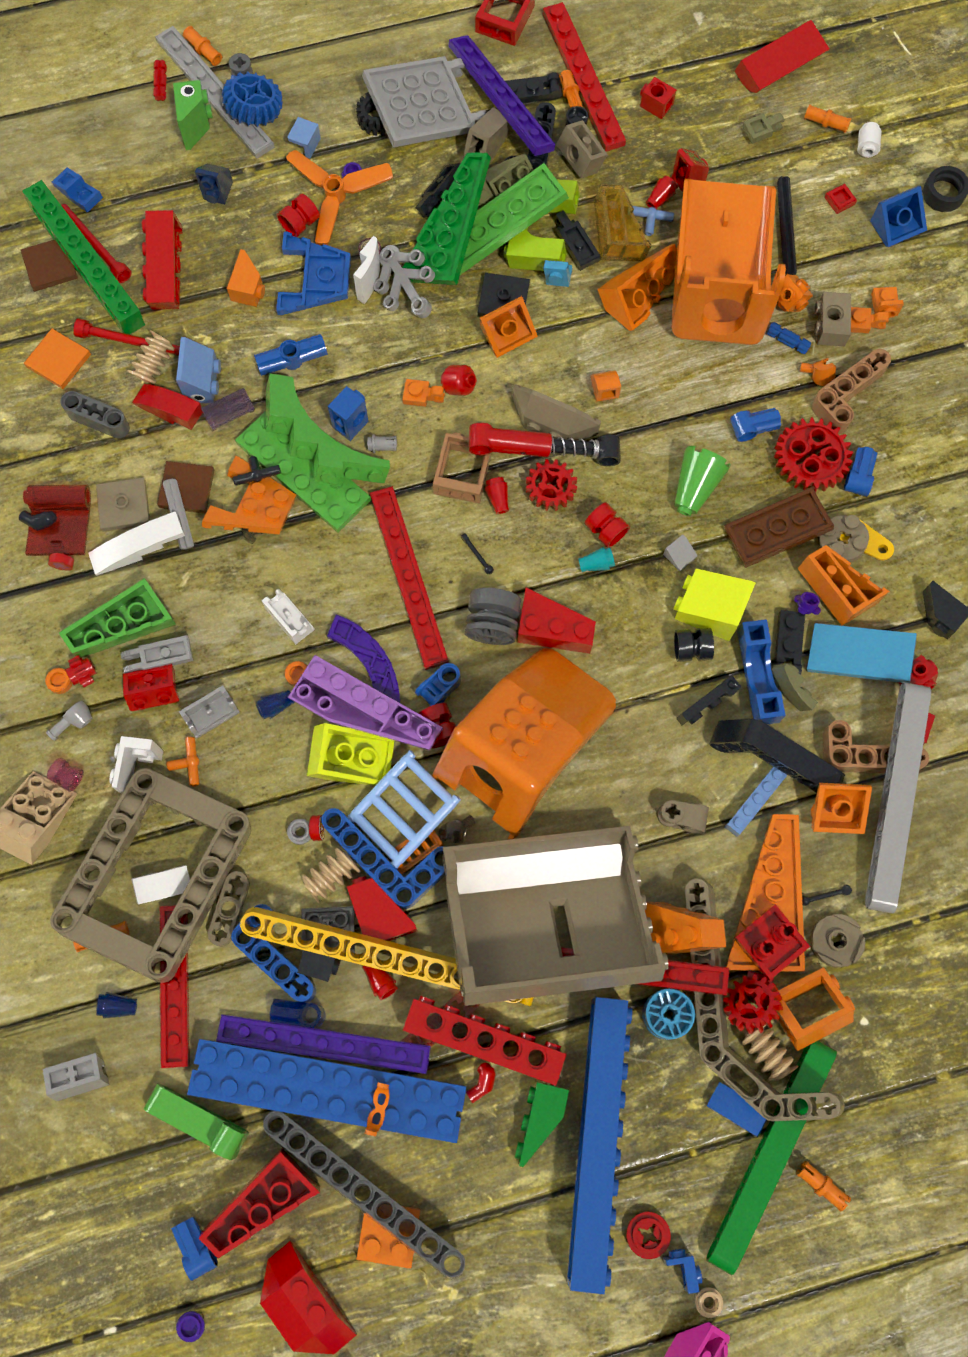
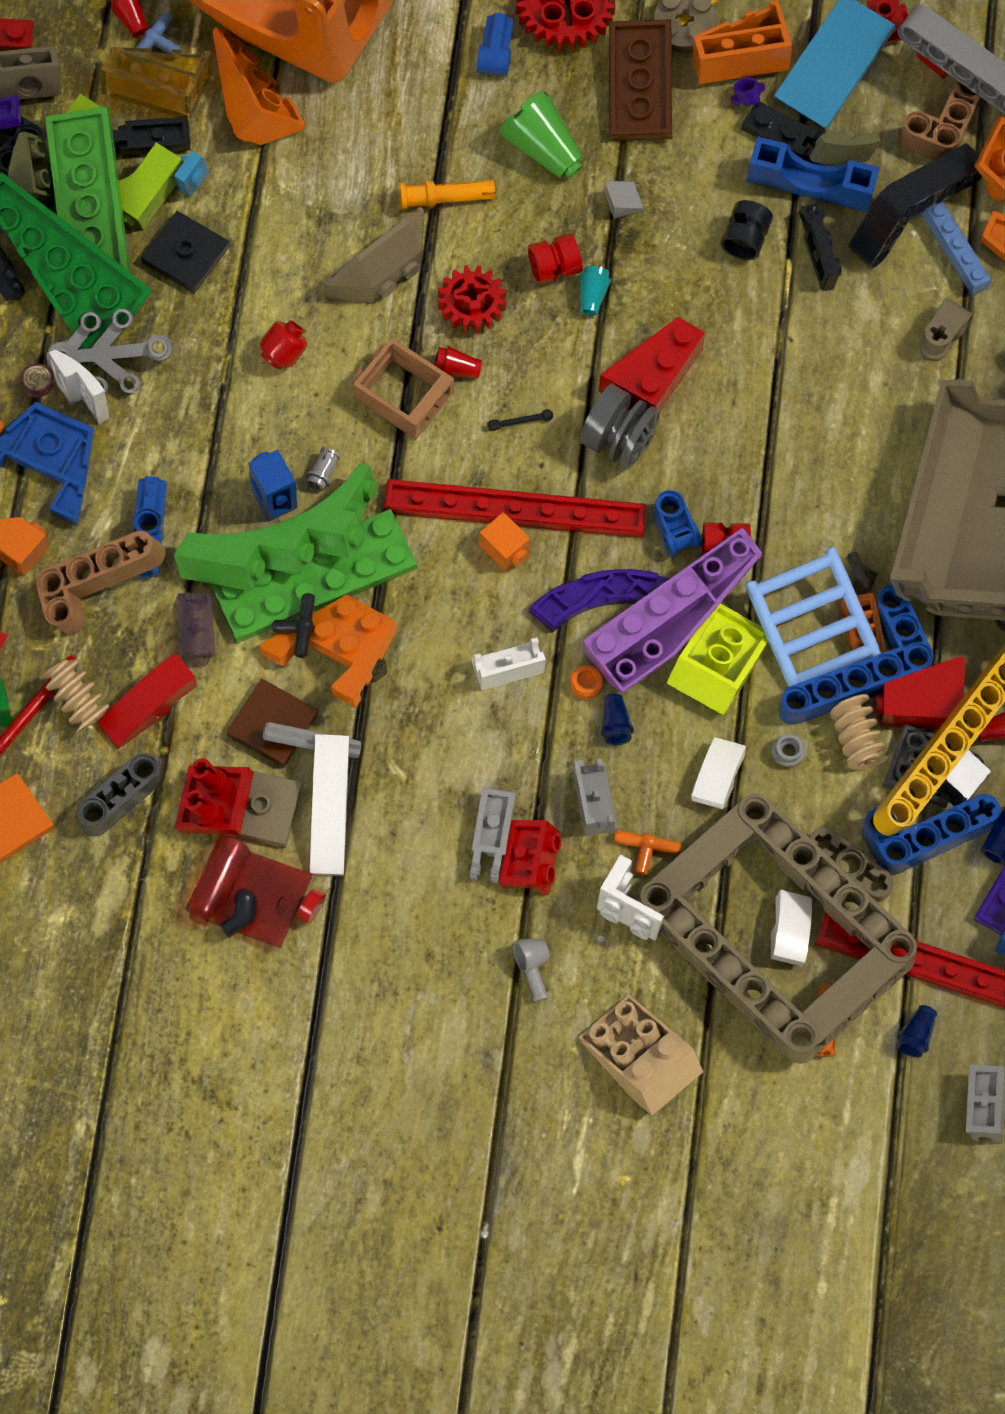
camera: 70 degrees left, 5 degrees down
(58, 681) = (470, 966): orange tile -> none
(66, 775) = (605, 993): clear pink wheel -> none
(81, 671) = (475, 929): red gear -> none
(110, 470) = (214, 799): none -> red plate
(119, 620) = (429, 856): bright green wedge -> none
(197, 371) = (123, 645): medium blue slope -> none
(225, 322) = (137, 555): none -> medium nougat beam
(258, 788) = (718, 773): none -> white slope
(316, 828) = (795, 726): red tile -> none
(376, 578) = (505, 542): none -> orange brick
(419, 392) = (273, 401): orange plate -> none
(486, 439) = (393, 335): piece -> none
(508, 327) = (237, 259): orange slope -> none
(525, 735) = (790, 437): orange piece -> none
(606, 385) = (364, 185): orange brick -> none
(619, 427) = (431, 194): none -> light orange pin
(713, 602) = (707, 184): neon yellow slope -> none

